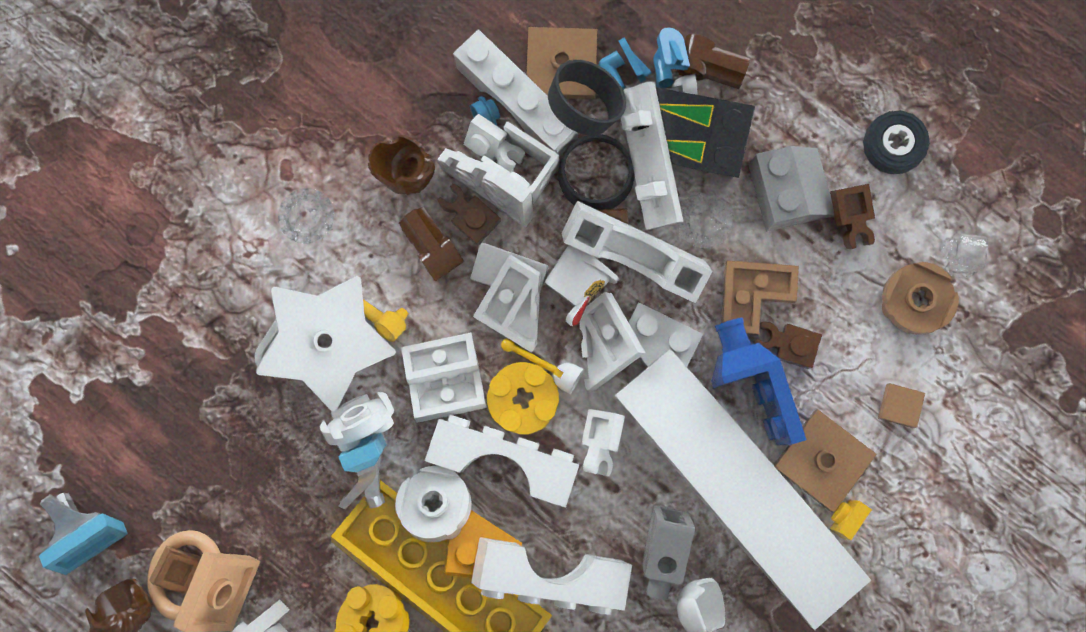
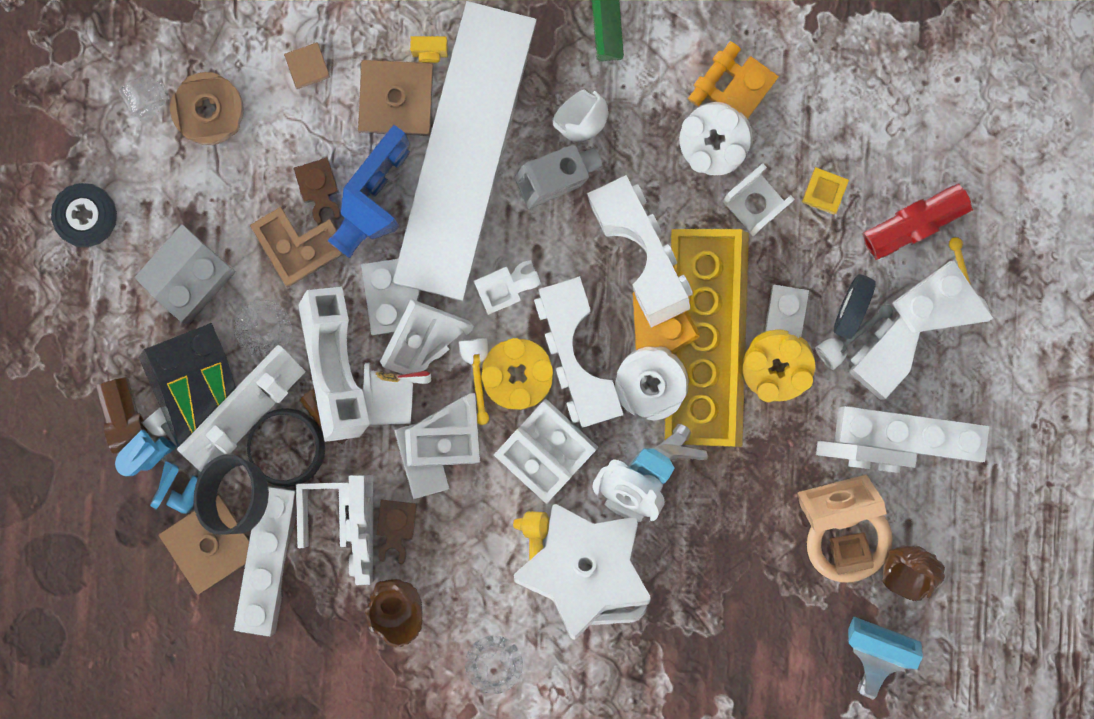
camera: 130 degrees left, 5 degrees up
(434, 249) = (446, 534): reddish brown piece -> none
(486, 109) = (299, 577): dark azure plate -> none
(489, 140) = (323, 554): white plate -> none
(852, 208) = (169, 213): reddish brown plate -> none

